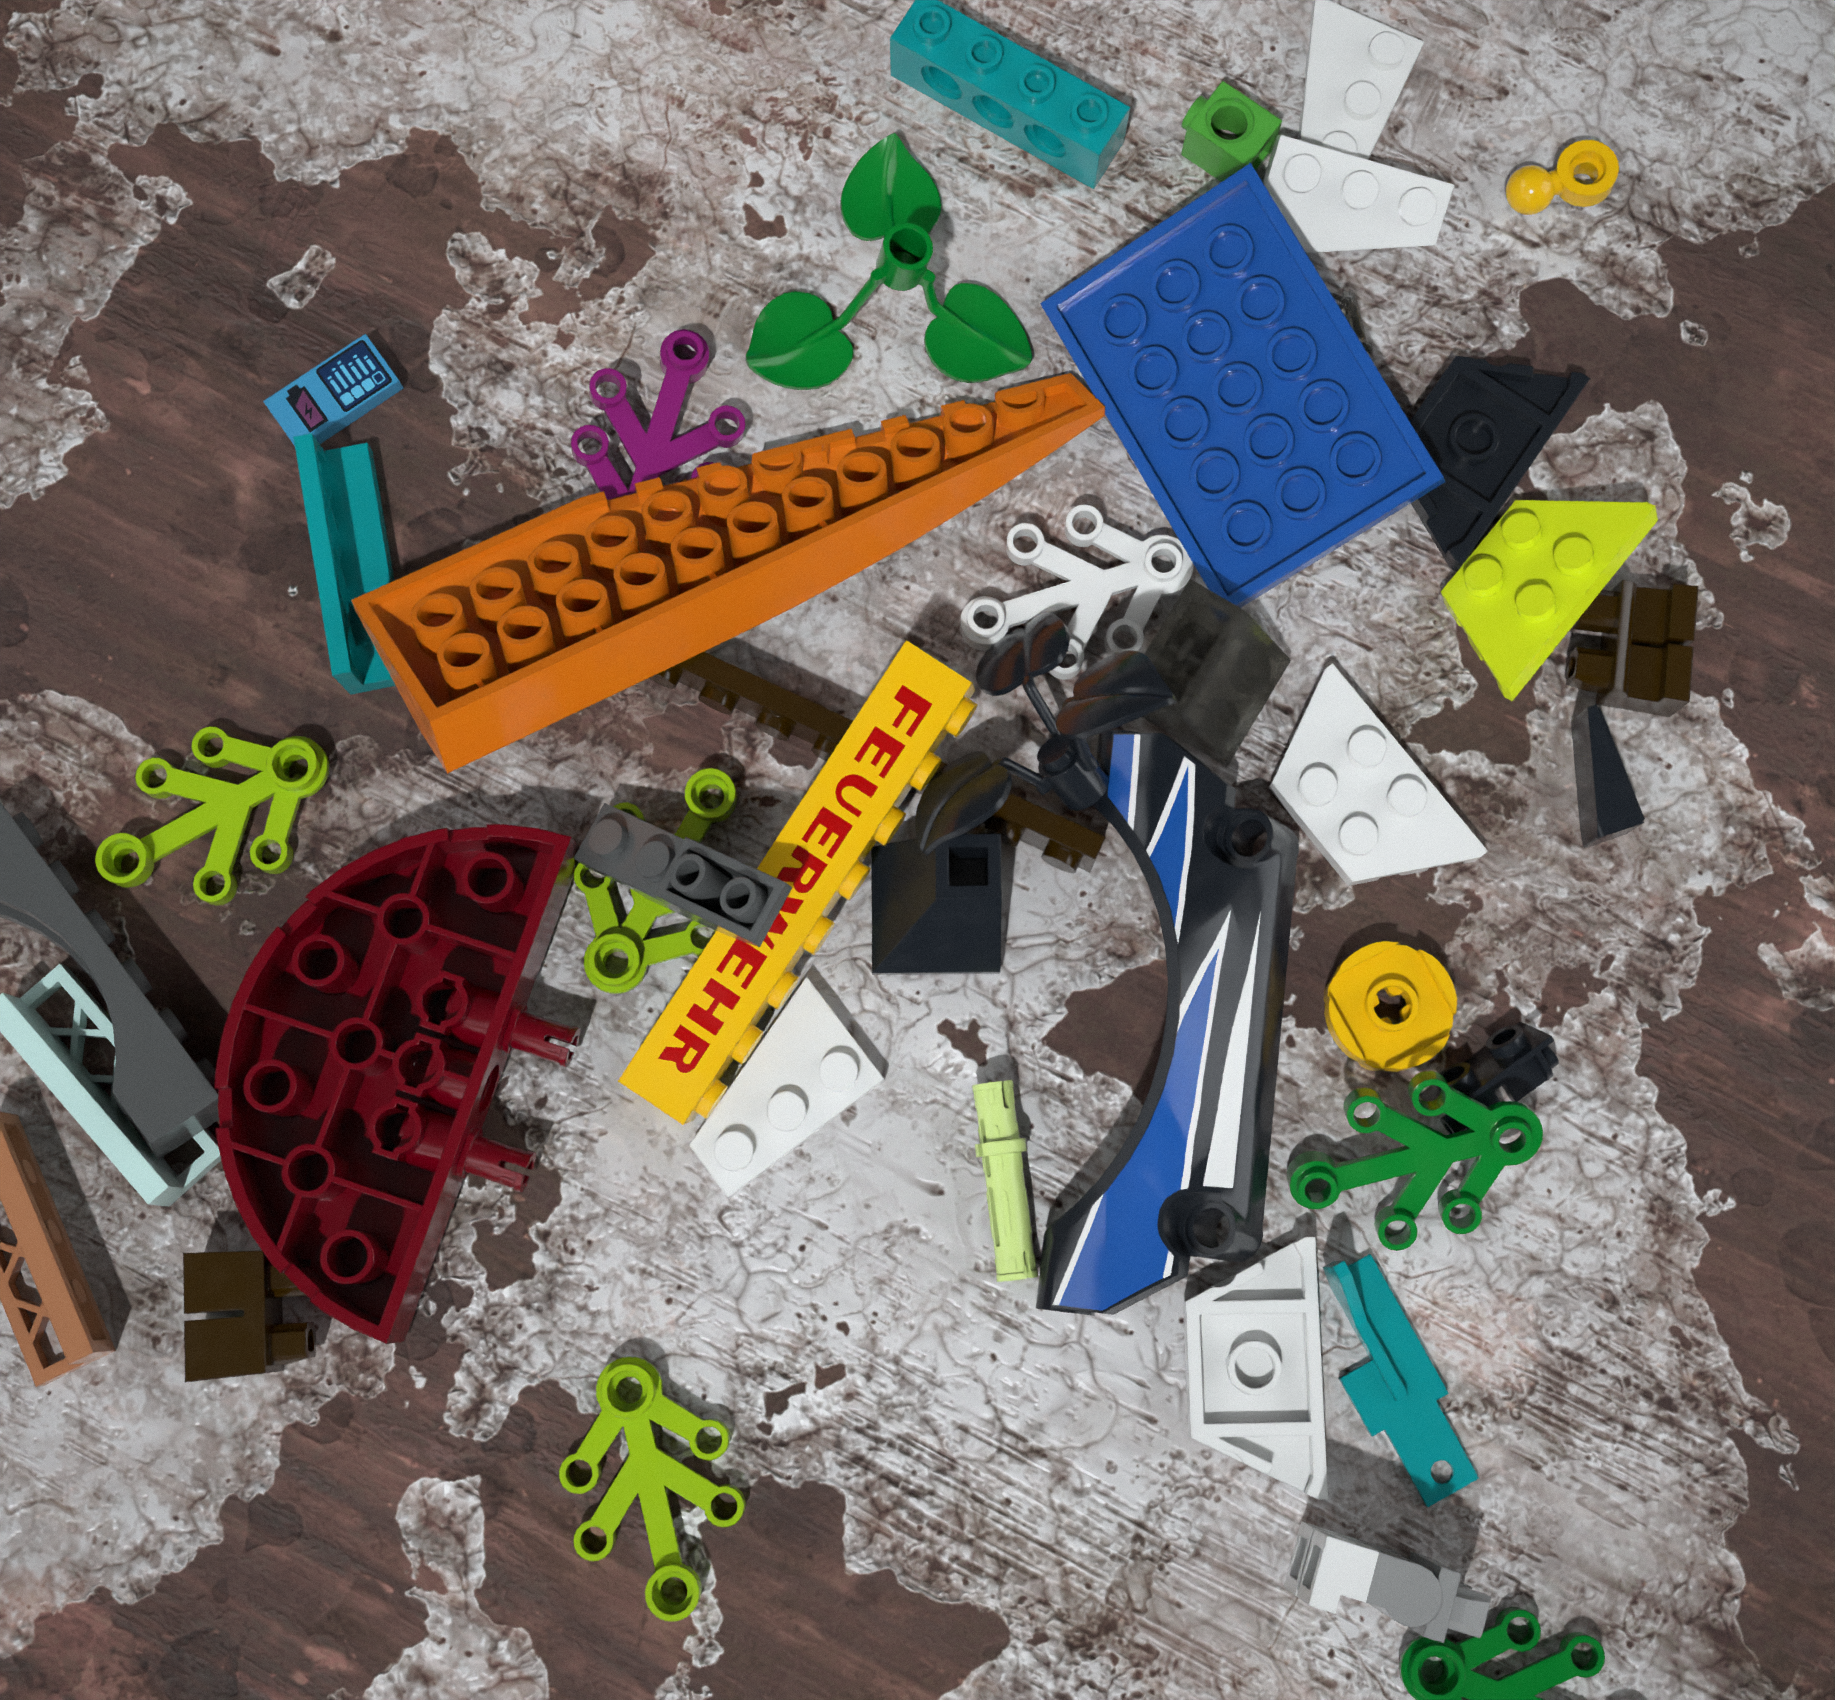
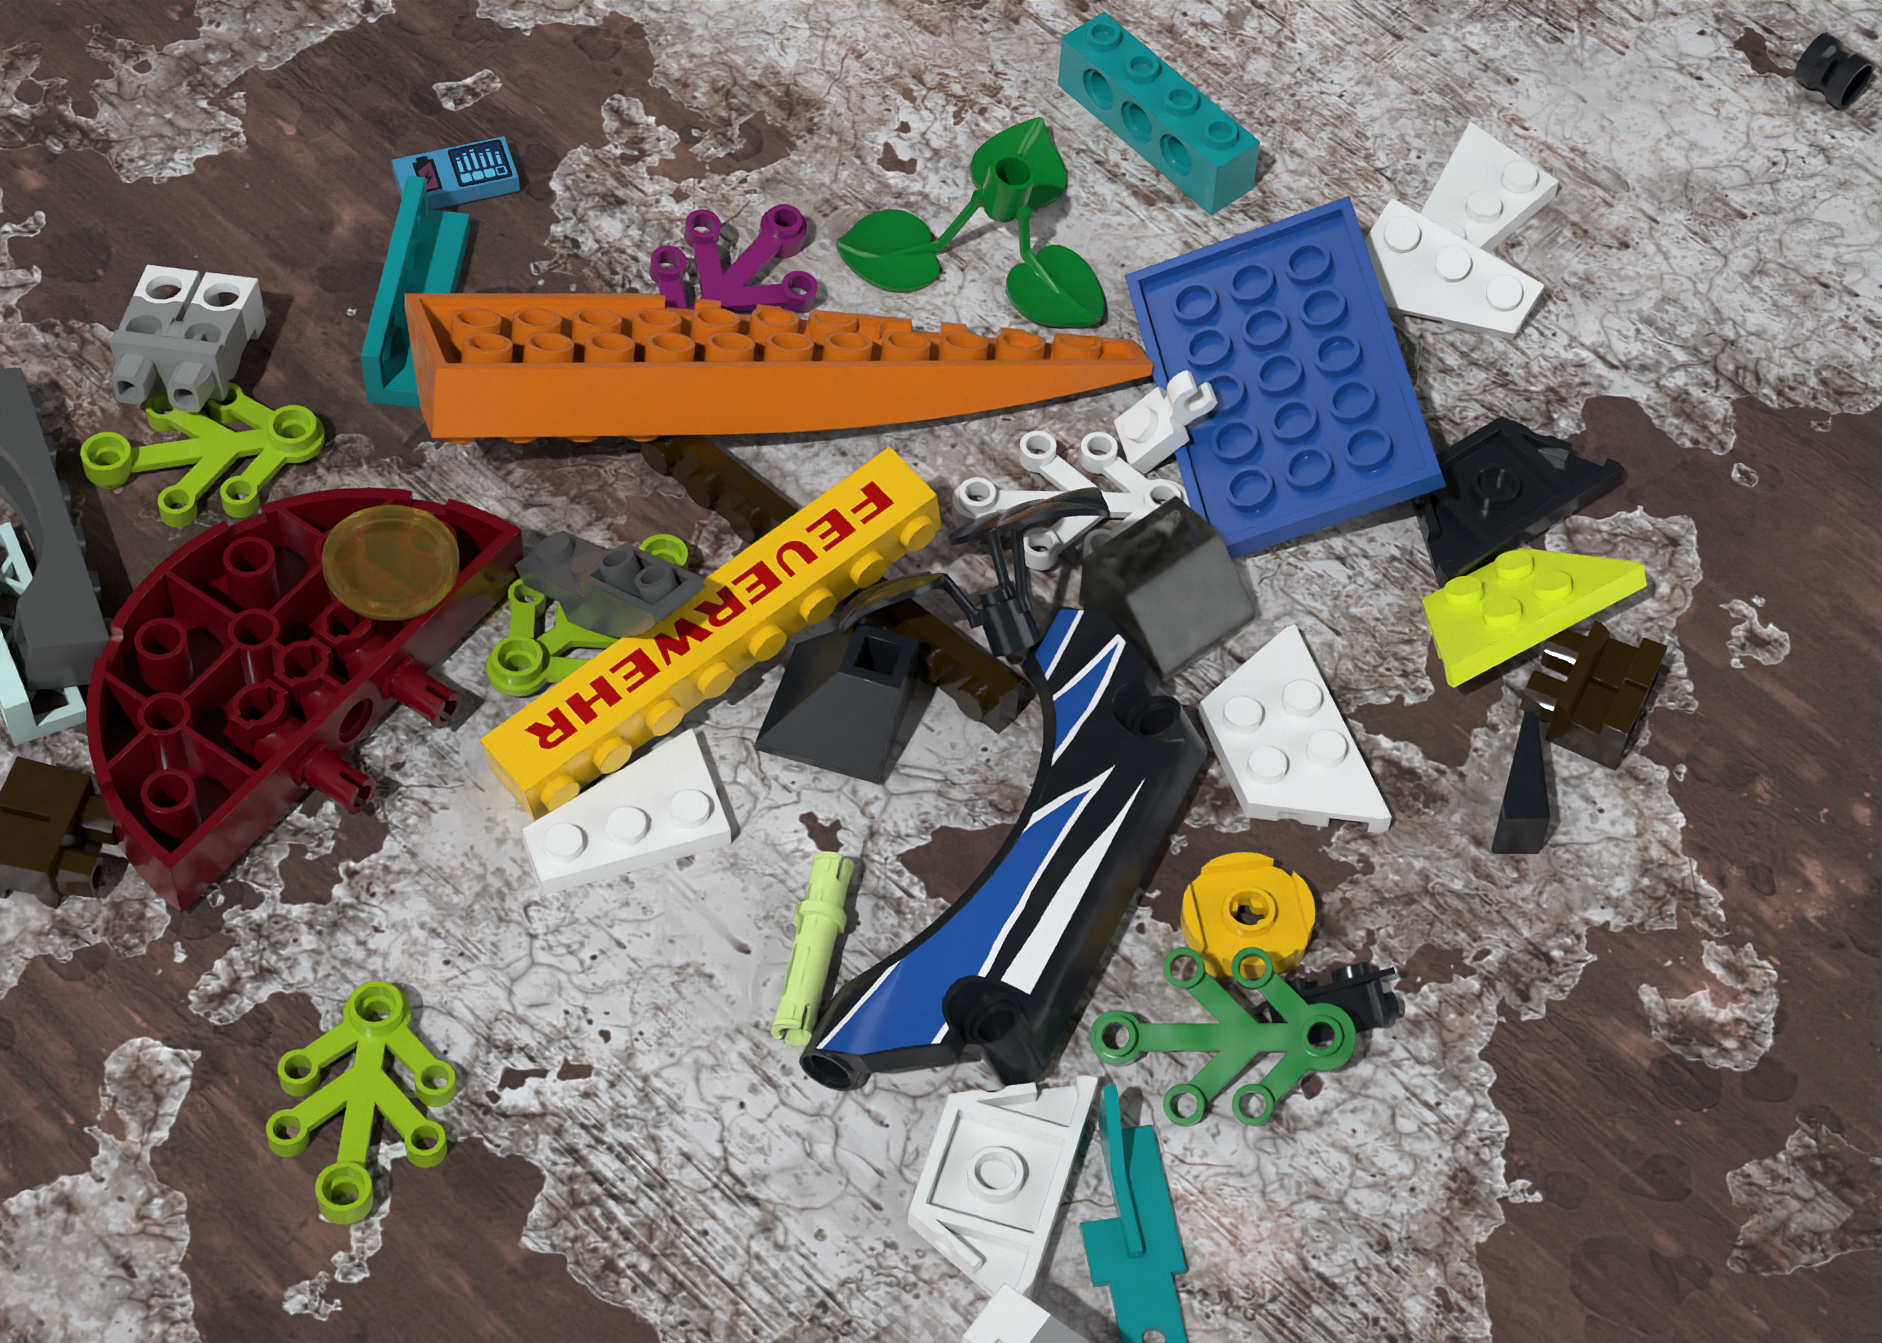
camera: 15 degrees right, 25 degrees down
(143, 700) = (184, 341): none -> light grey hips
(462, 933) = (390, 562): none -> clear yellow piece
(1131, 475) = (1158, 421): none -> white plate
(1232, 112) = (1351, 177): bright green brick -> none
(1533, 187) = (1672, 316): yellow plate -> none

